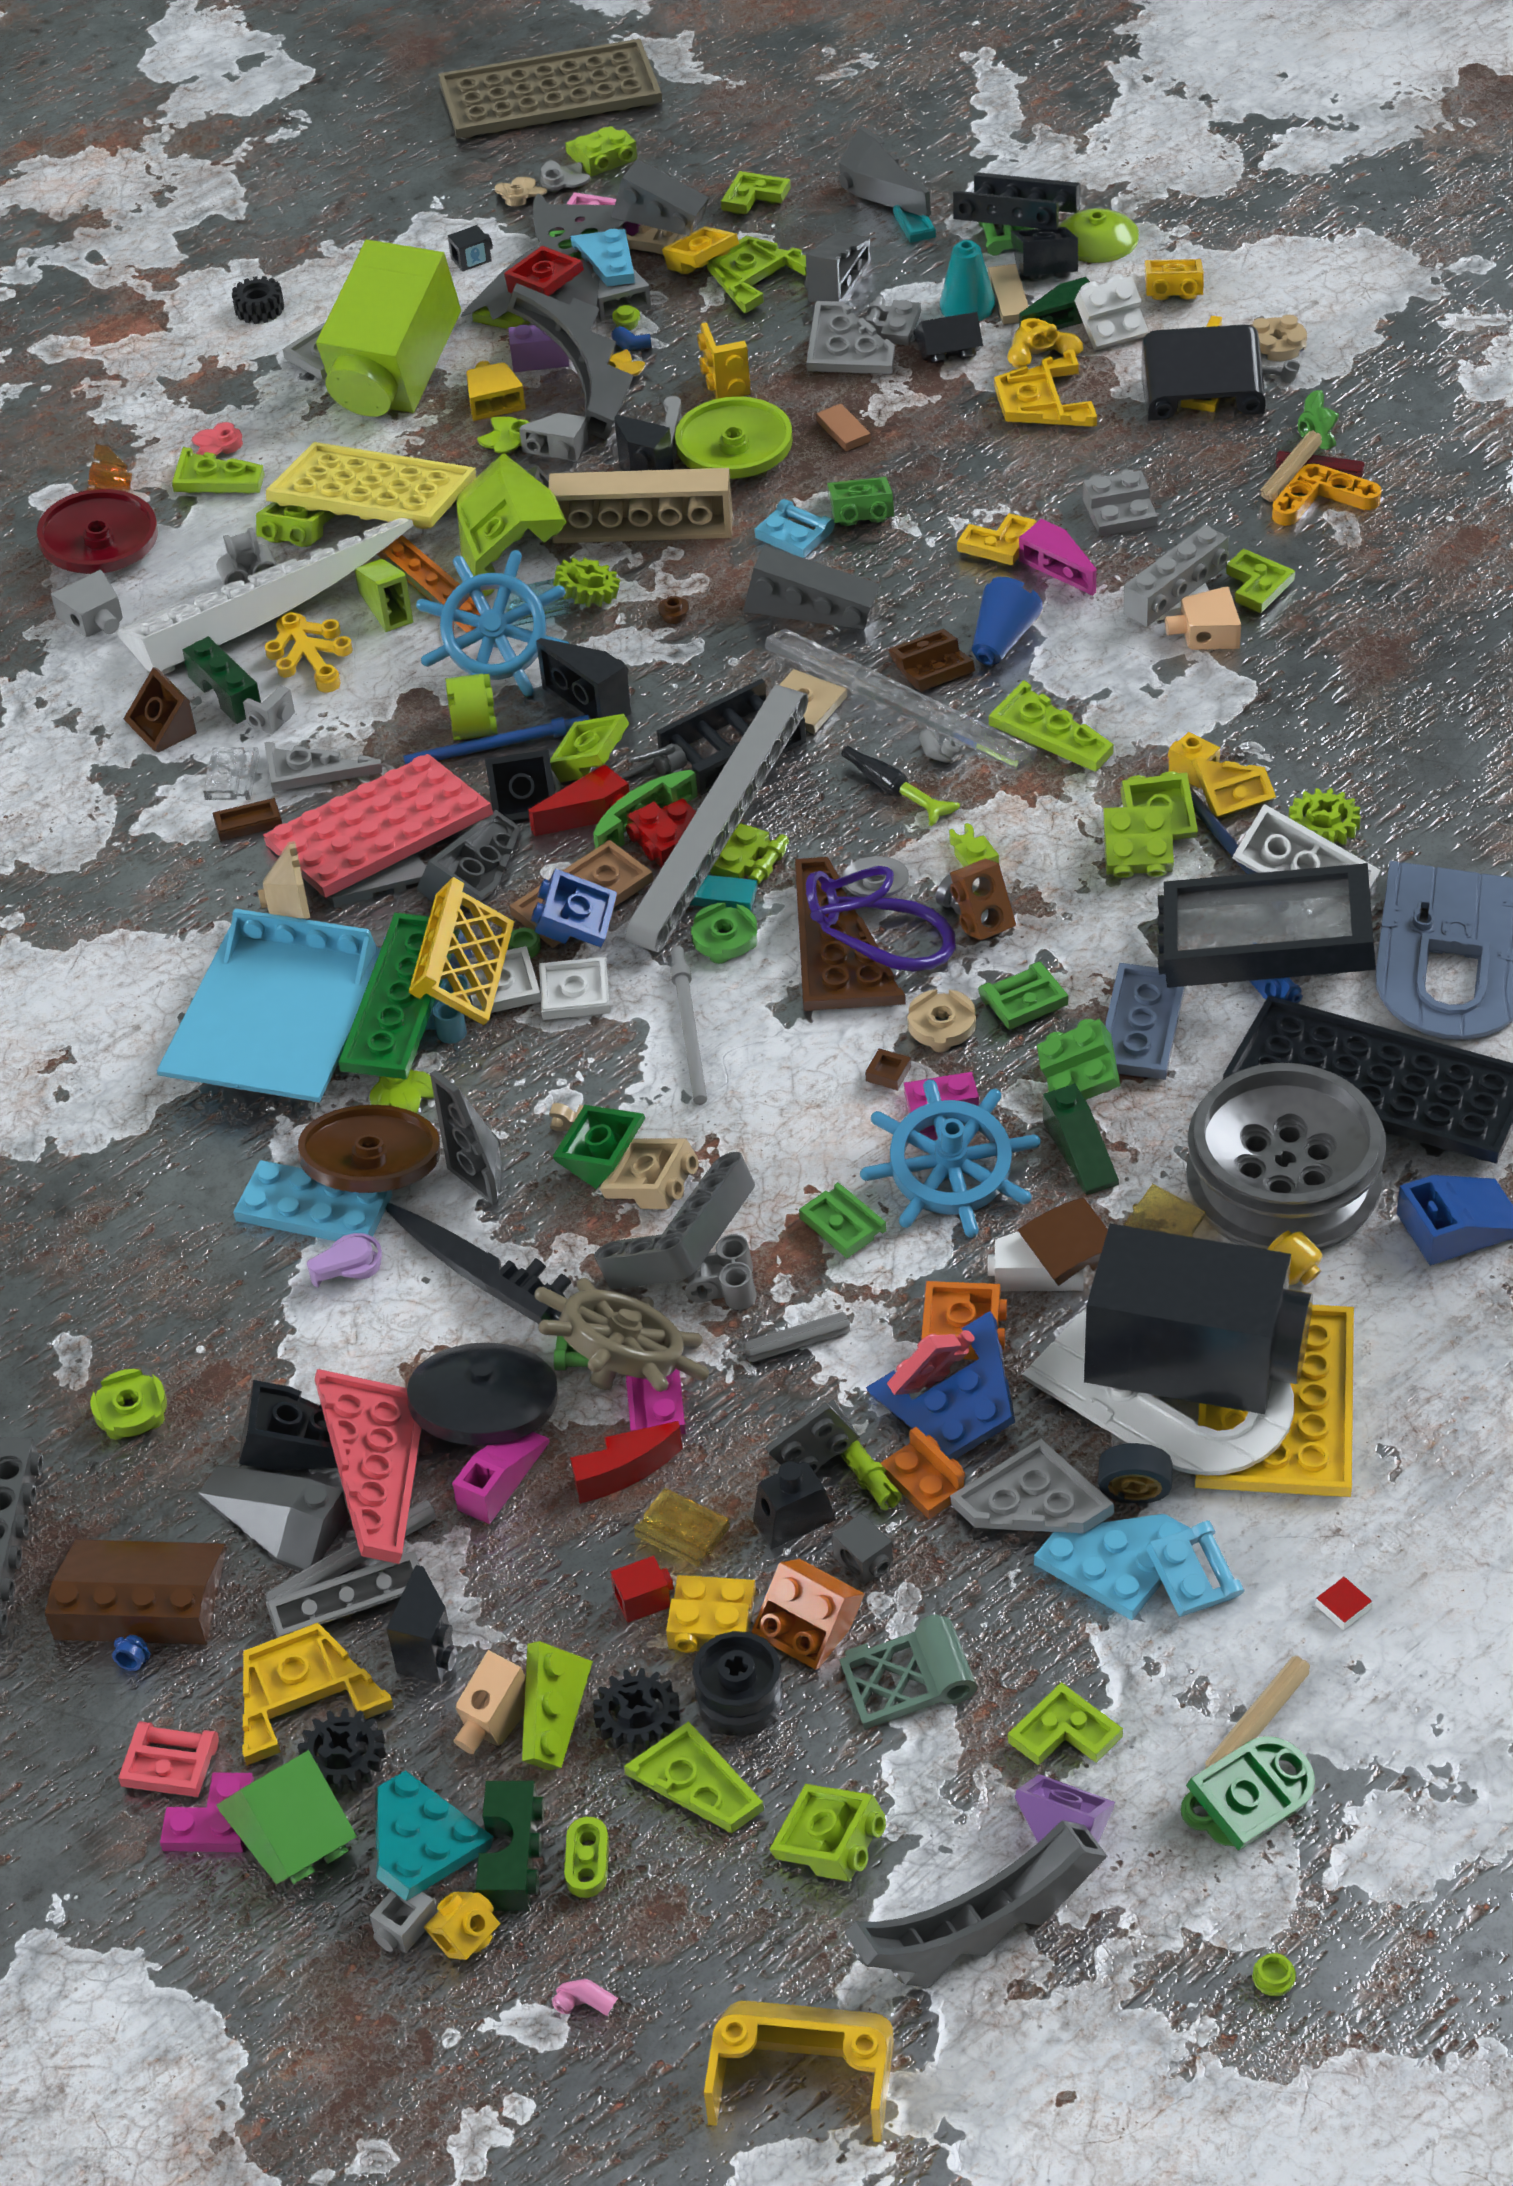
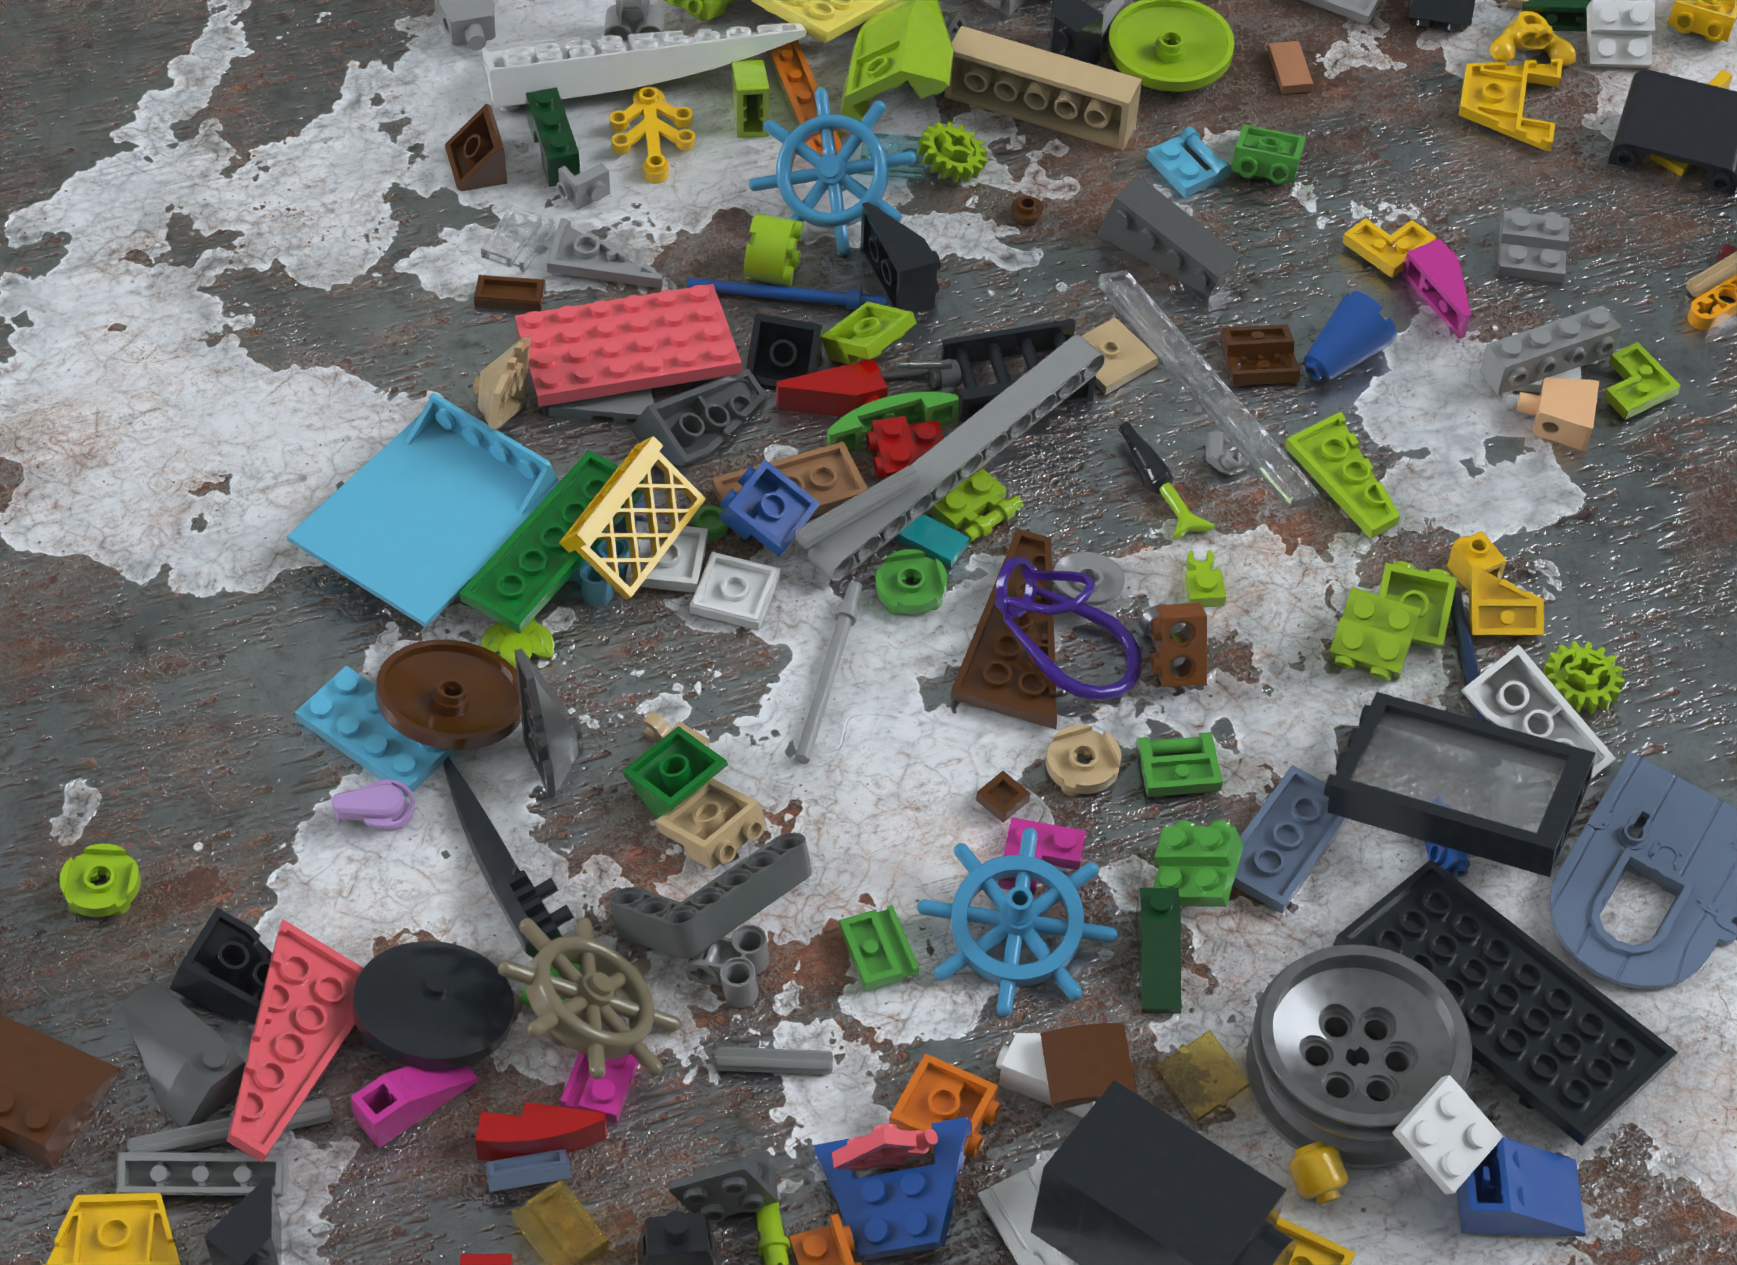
camera: 15 degrees right, 5 degrees up
(630, 1492) = (528, 1170): none -> sand blue tile
(654, 881) = (857, 507): none -> light grey axle
(1390, 1183) = (1447, 1134): none -> white plate

